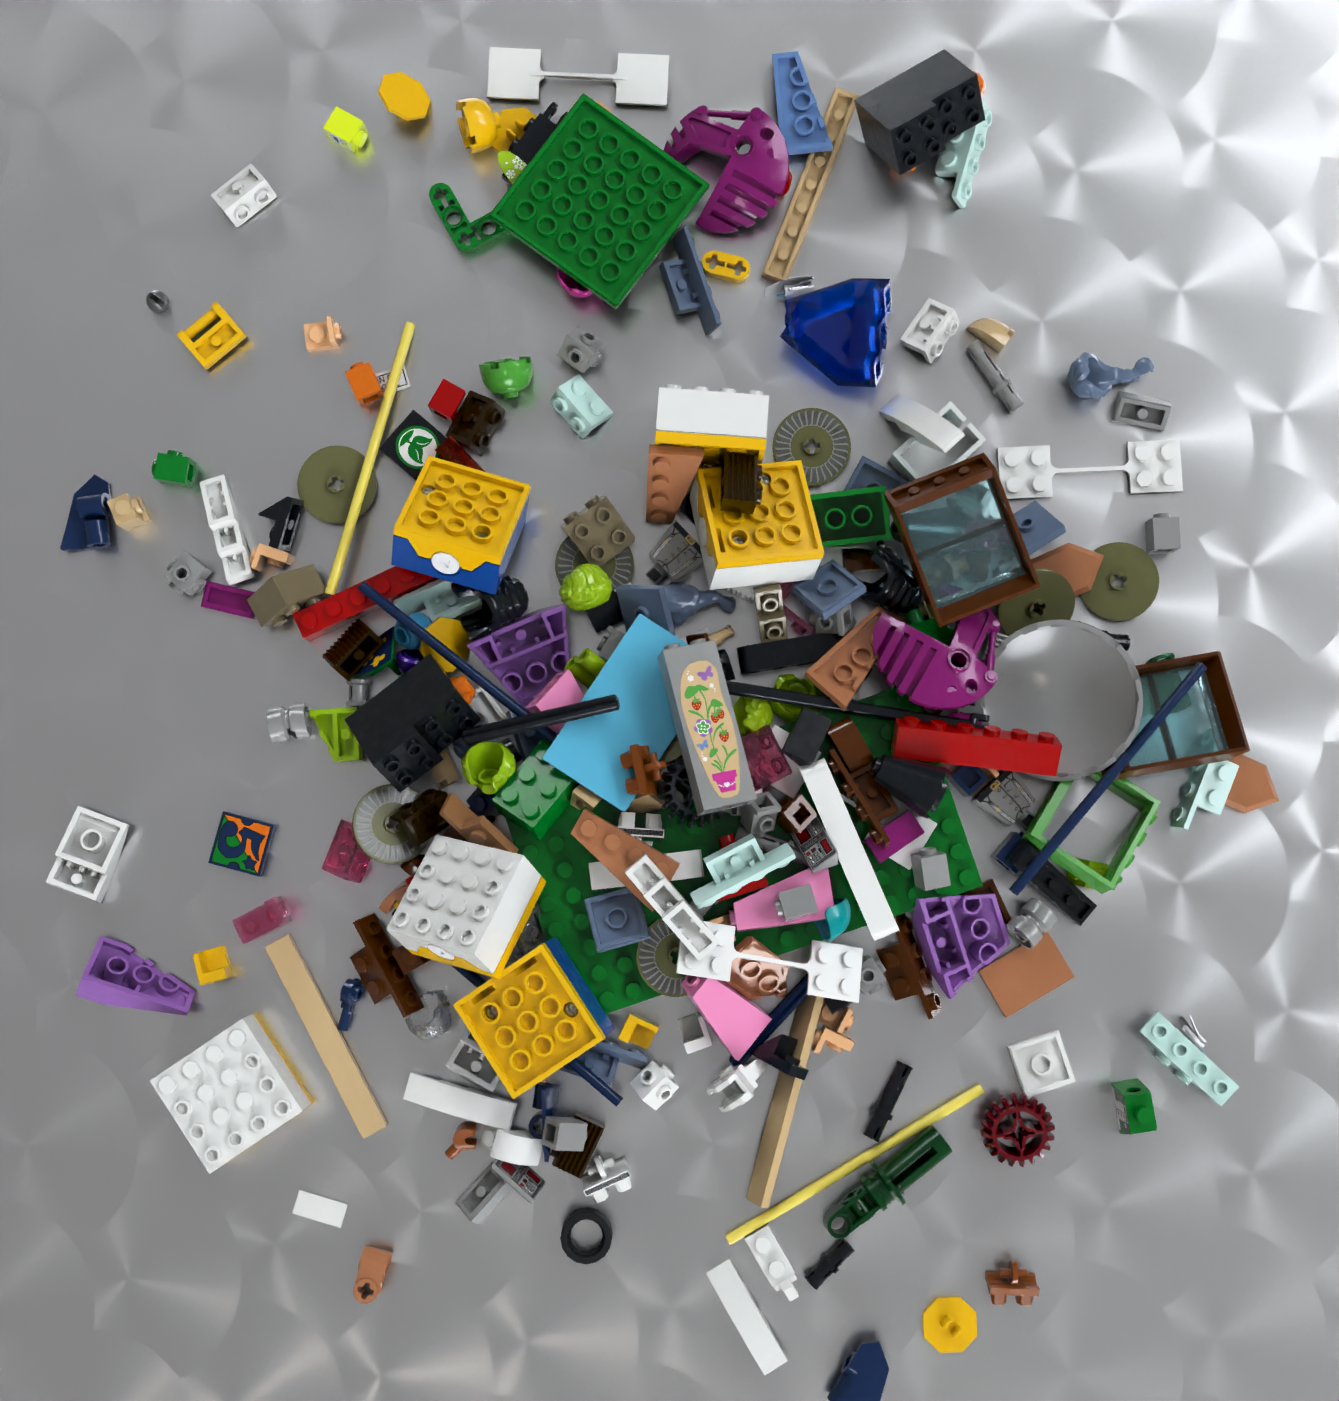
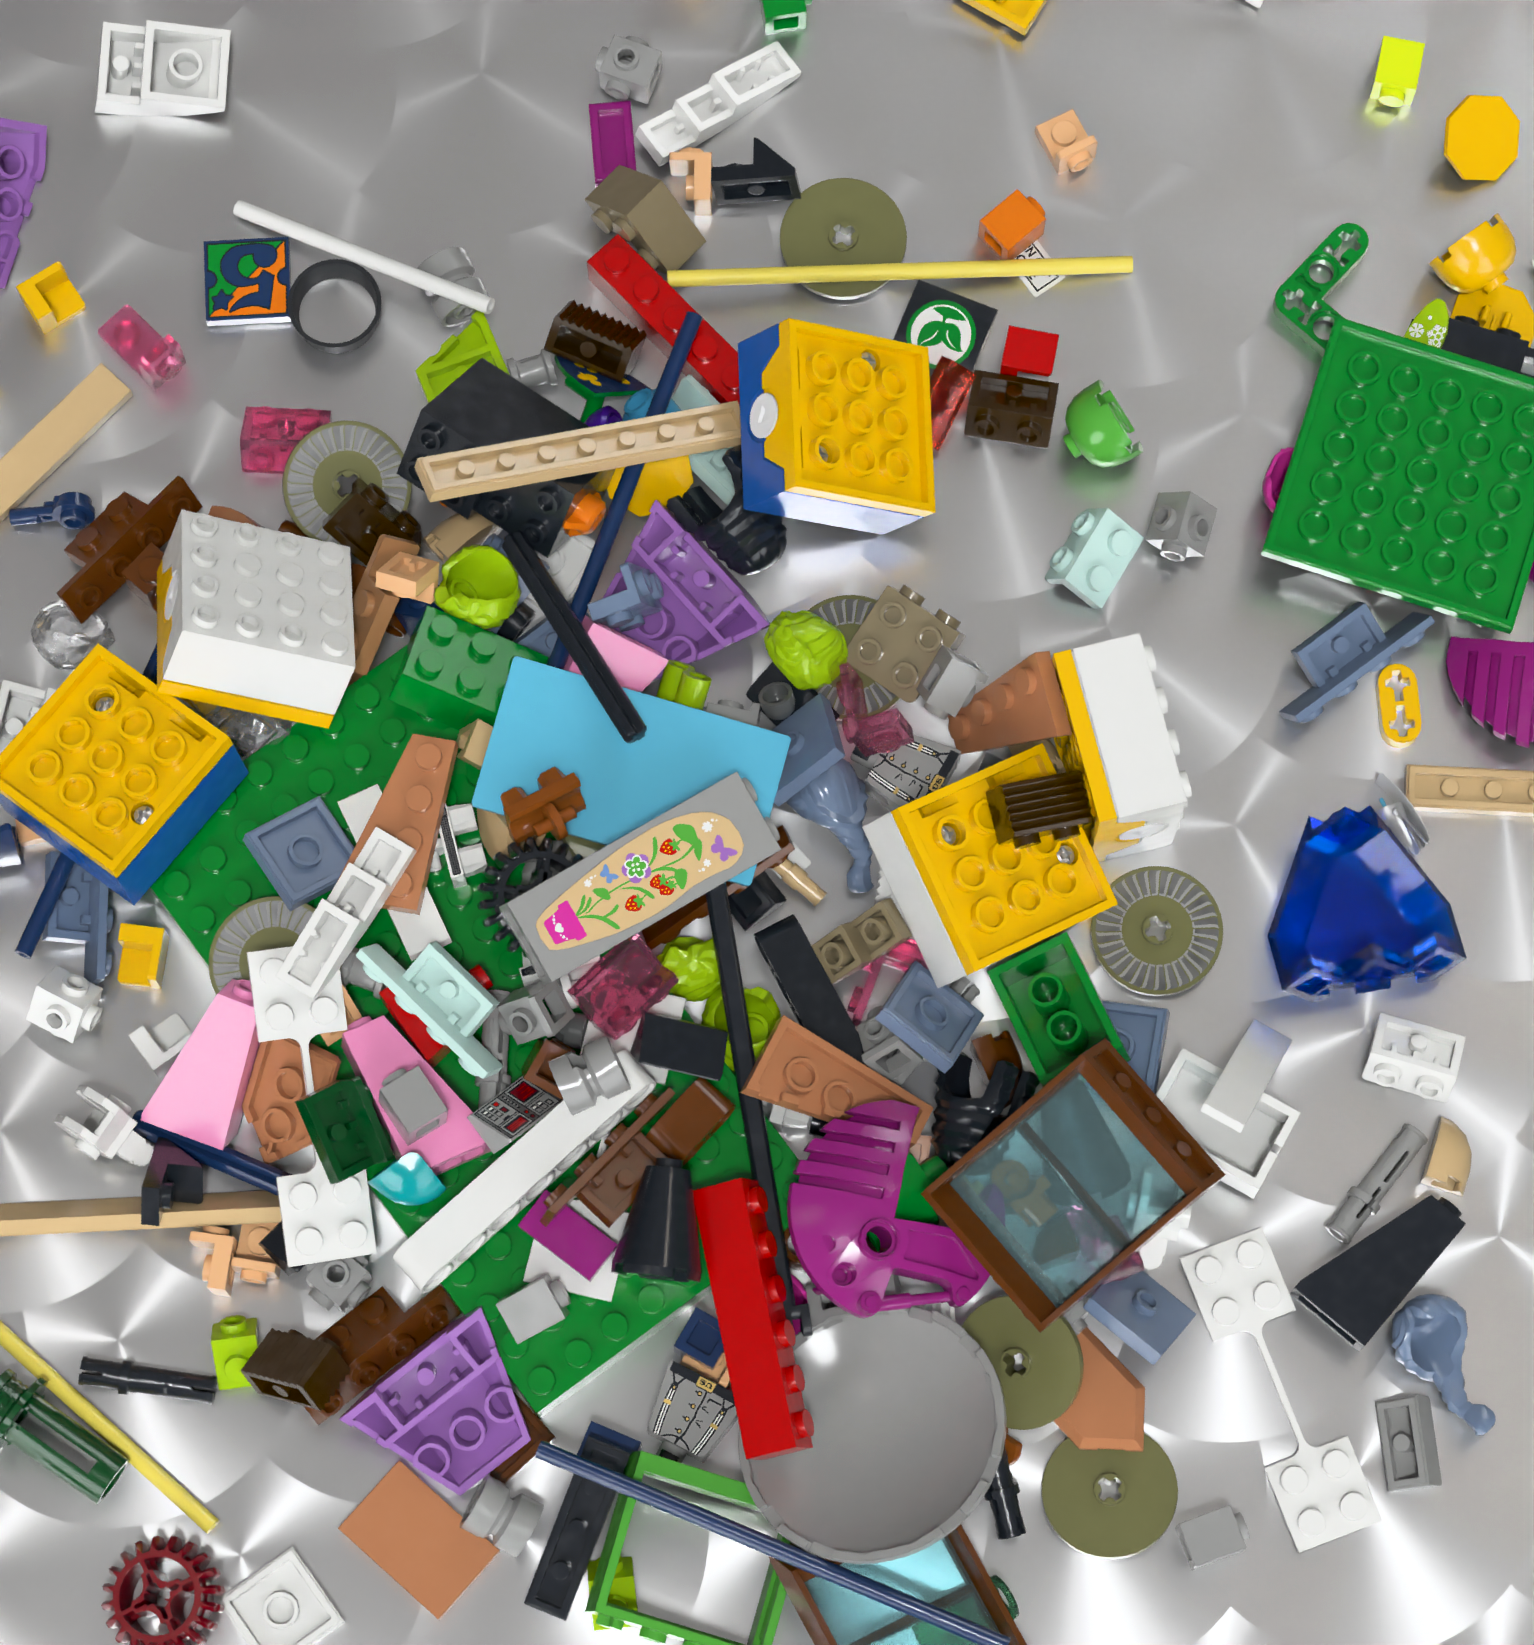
camera: 75 degrees right, 10 degrees down
(252, 795) = (326, 270): none -> black tyre
(253, 769) = (364, 257): none -> white piece
(429, 680) = (579, 451): none -> tan tile
(471, 805) = (409, 577): none -> light nougat bracket
(530, 683) = (631, 605): none -> sand blue bracket
(610, 614) = (777, 700): none -> dark grey hinge
(634, 511) = (950, 683): none -> light grey brick
(652, 563) = (871, 734): none -> clear pink bracket
(793, 946) = (345, 1128): none -> dark green bracket
(815, 794) = (589, 1075): none -> light grey wheel
(887, 1044) = (232, 1346): none -> lime bracket
(914, 1014) = (296, 1368): none -> dark brown brick
(1045, 390) = (1376, 1274): none -> black slope

